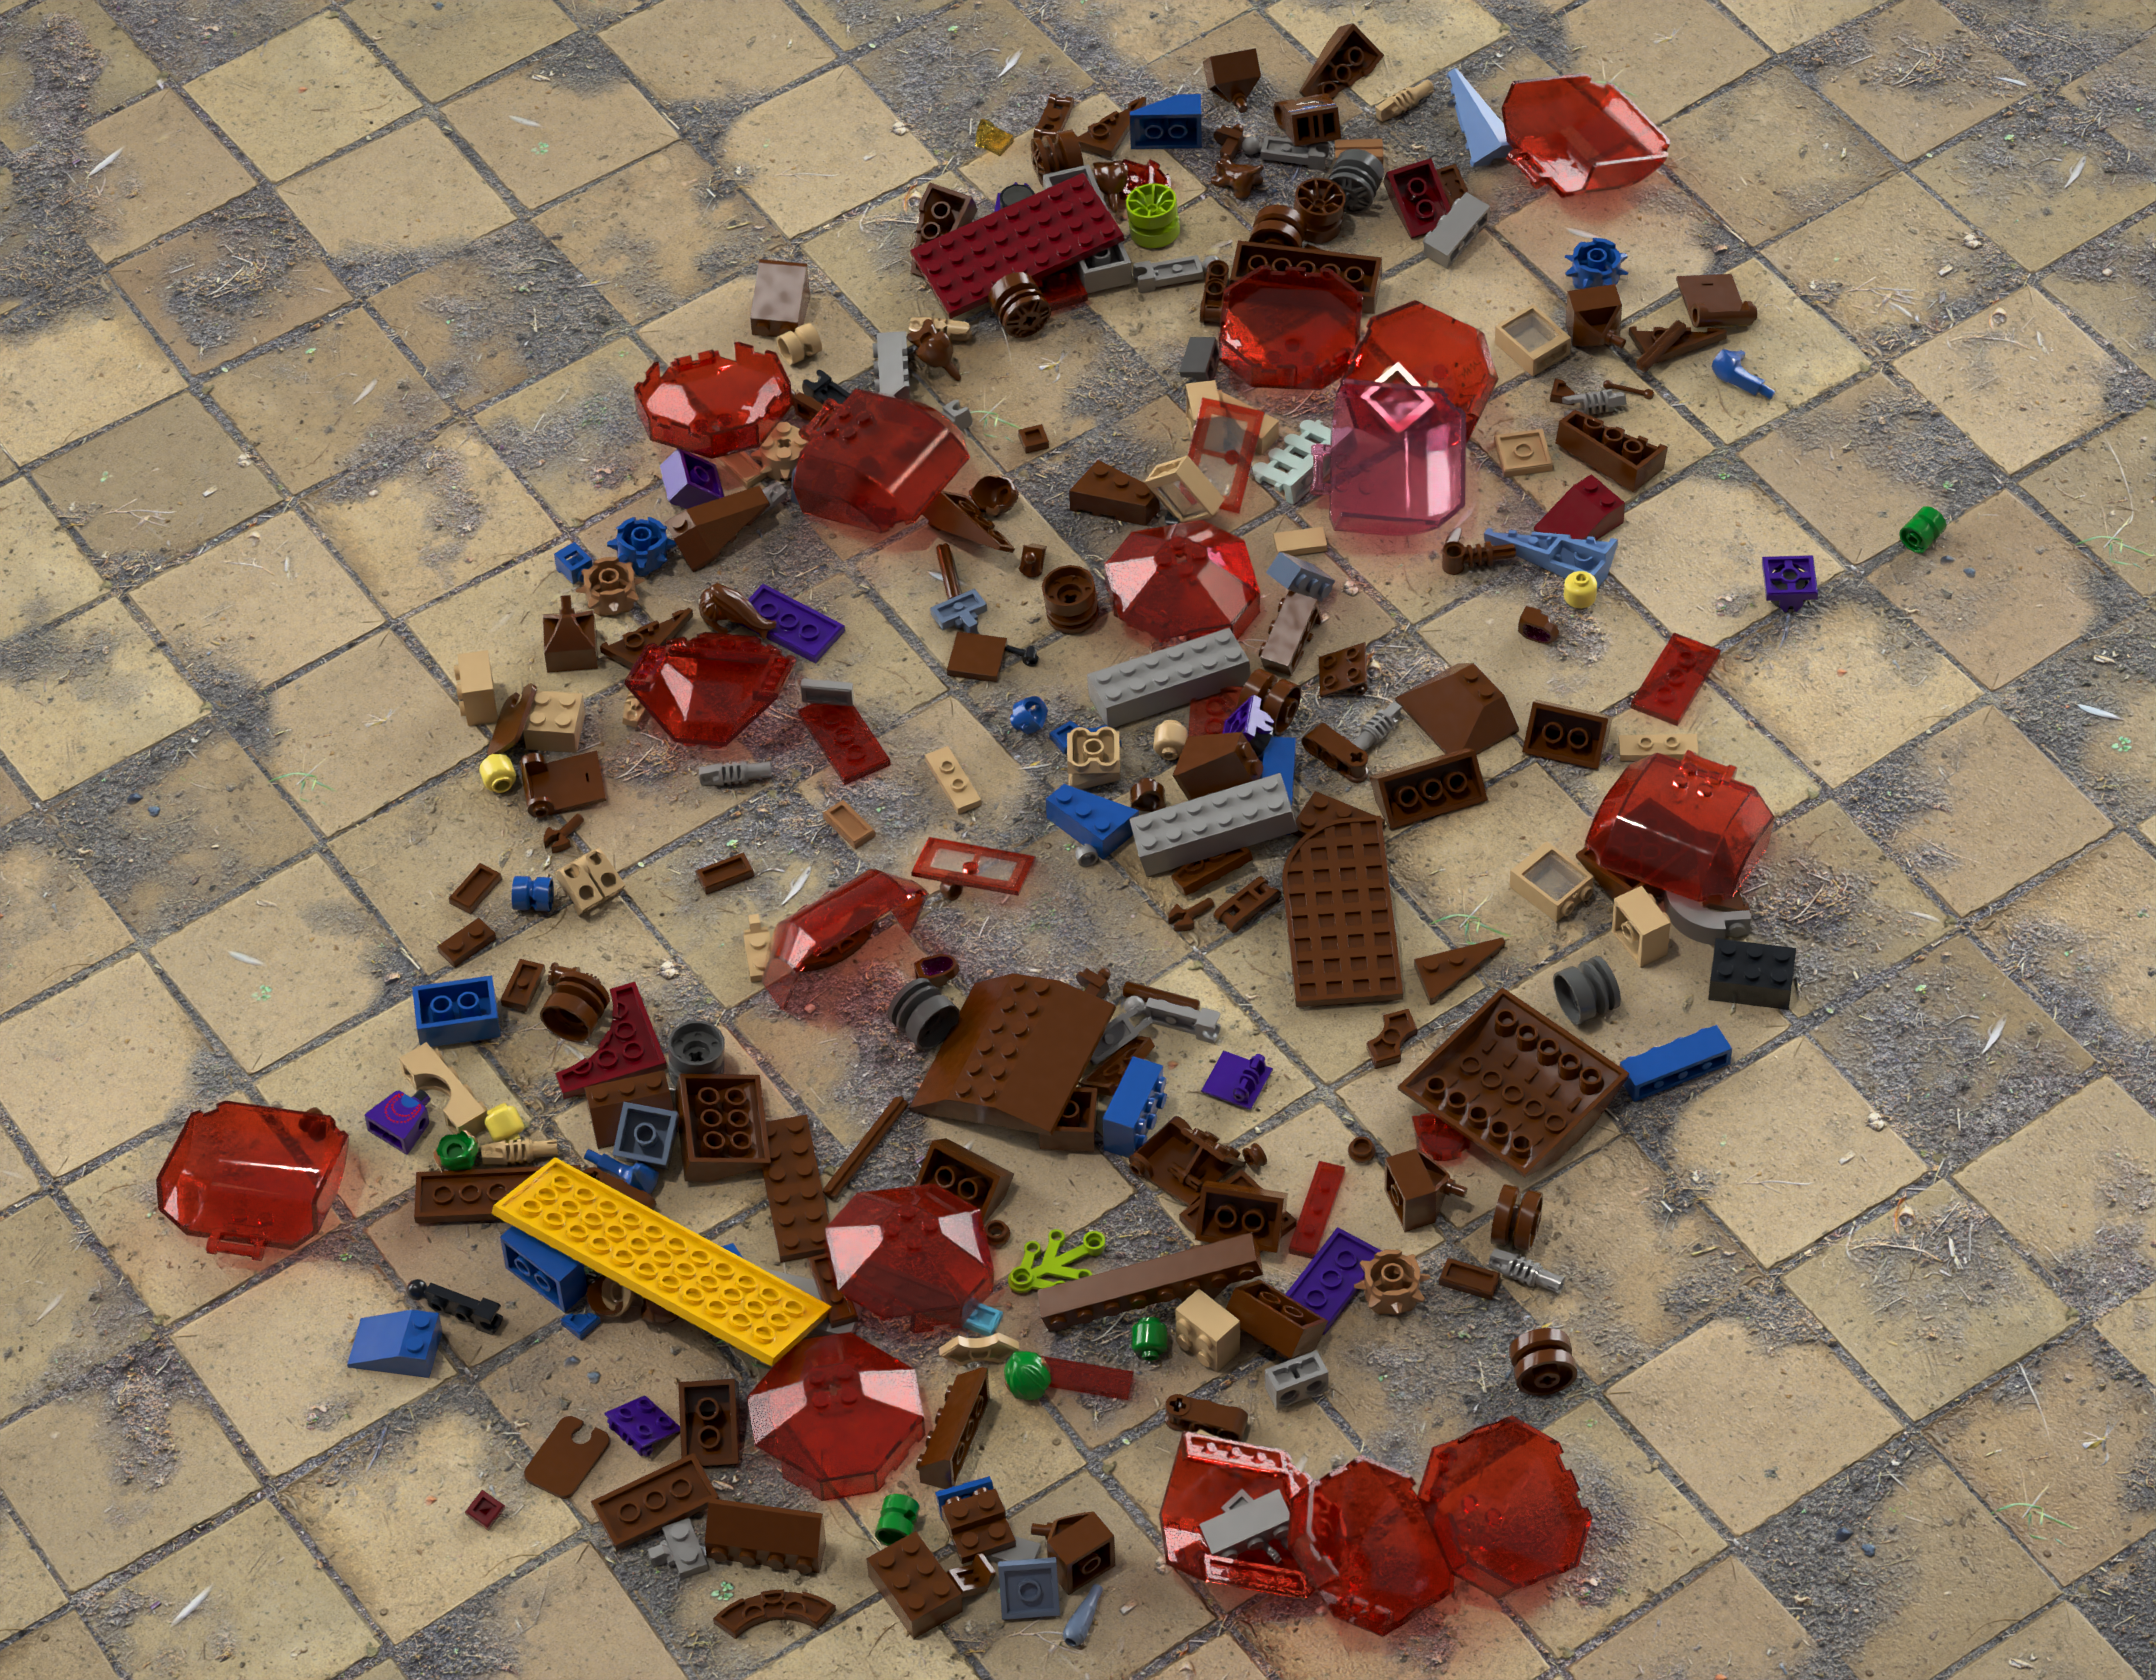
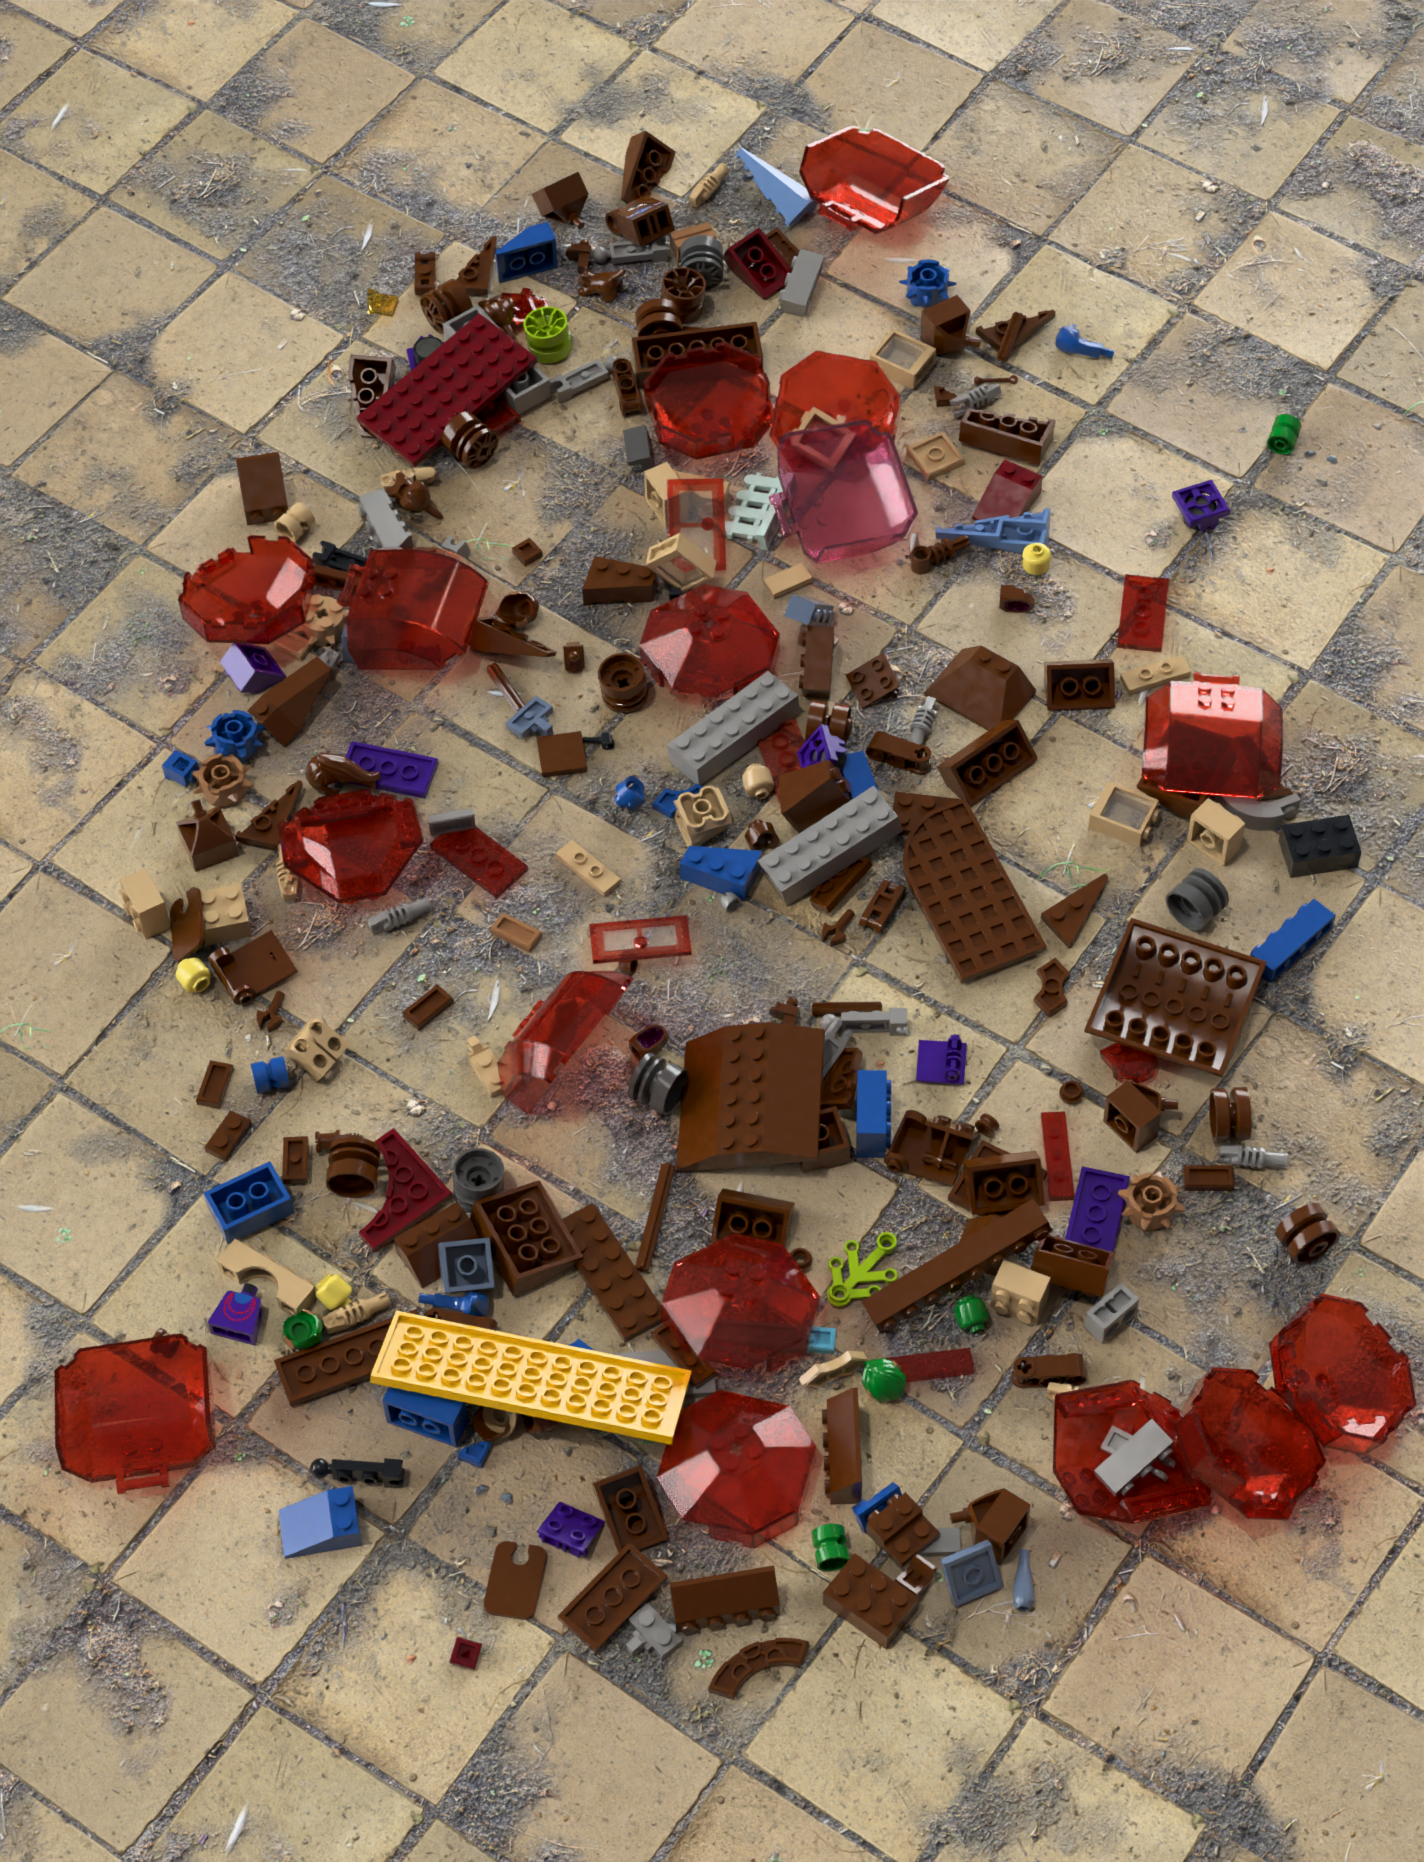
camera: 20 degrees left, 5 degrees up
(1715, 301) = (1033, 288): reddish brown door -> none

